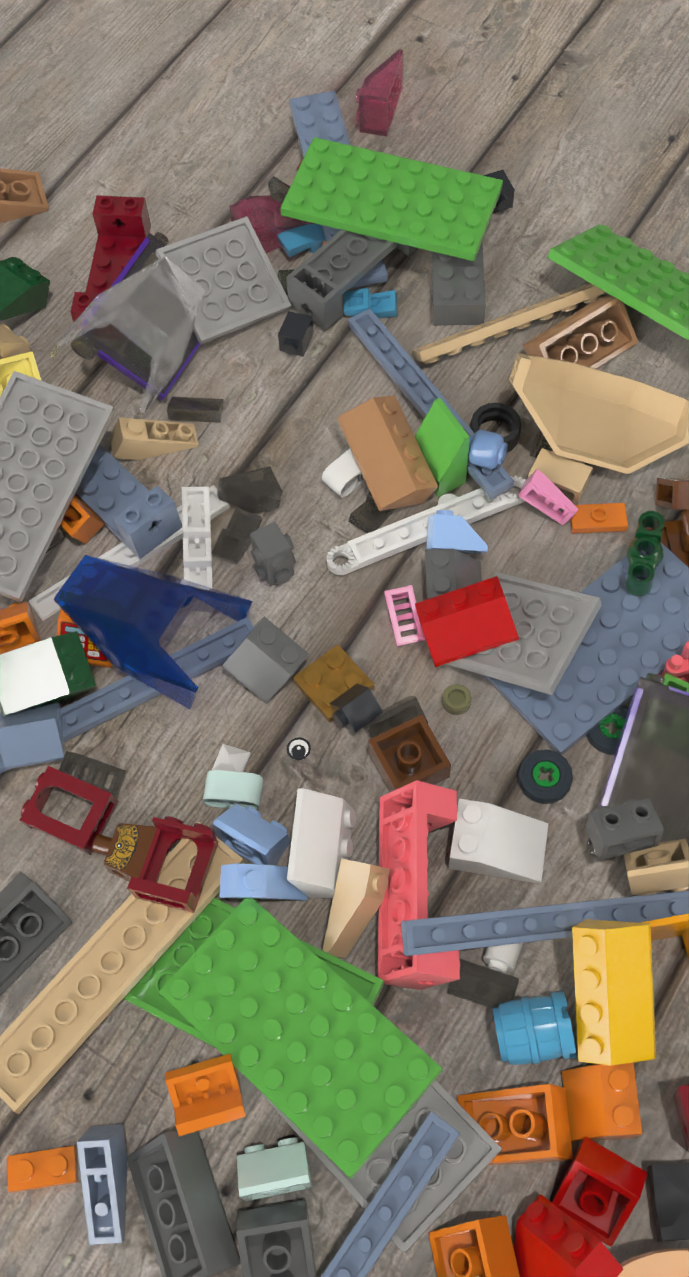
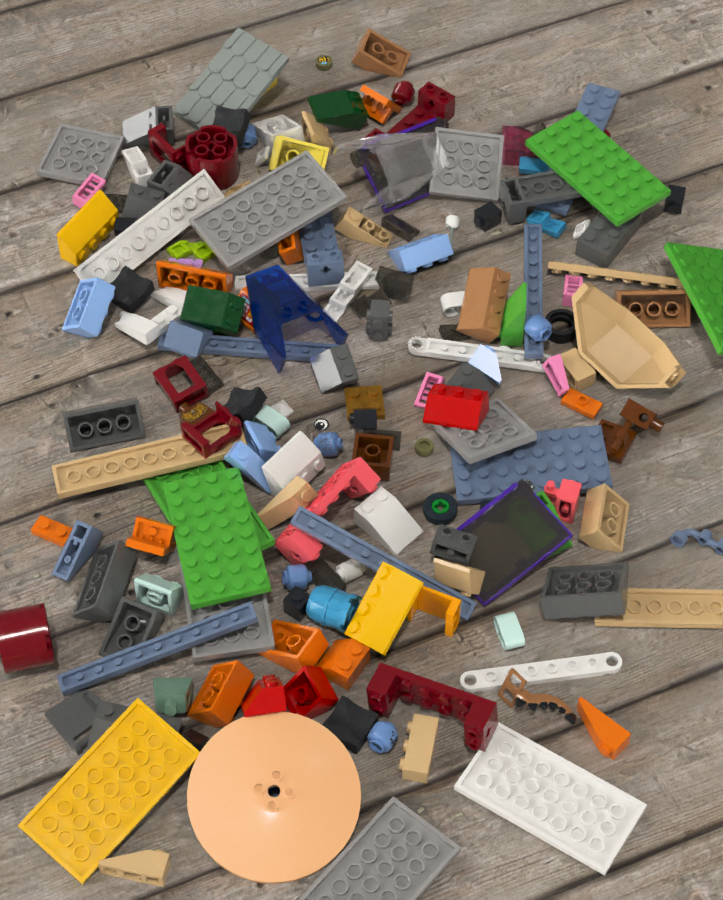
camera: 30 degrees right, 10 degrees down
(51, 260) = (377, 105): none -> orange bracket
(69, 229) = (403, 93): none -> dark red head
(182, 791) = (245, 403): none -> black brick
(250, 427) = (421, 252): none -> light blue slope
(258, 368) = (452, 224): none -> white hinge
(335, 775) = (328, 443): none -> medium blue head
(380, 96) = (648, 108): clear pink slope -> none
(419, 288) = (580, 228): none -> white slope
(444, 1011) = (297, 576): none -> medium blue head
(471, 376) = (570, 289): none -> bright pink slope
(477, 1053) = (296, 603): none -> black brick
(642, 564) = (583, 427): dark green piece -> none

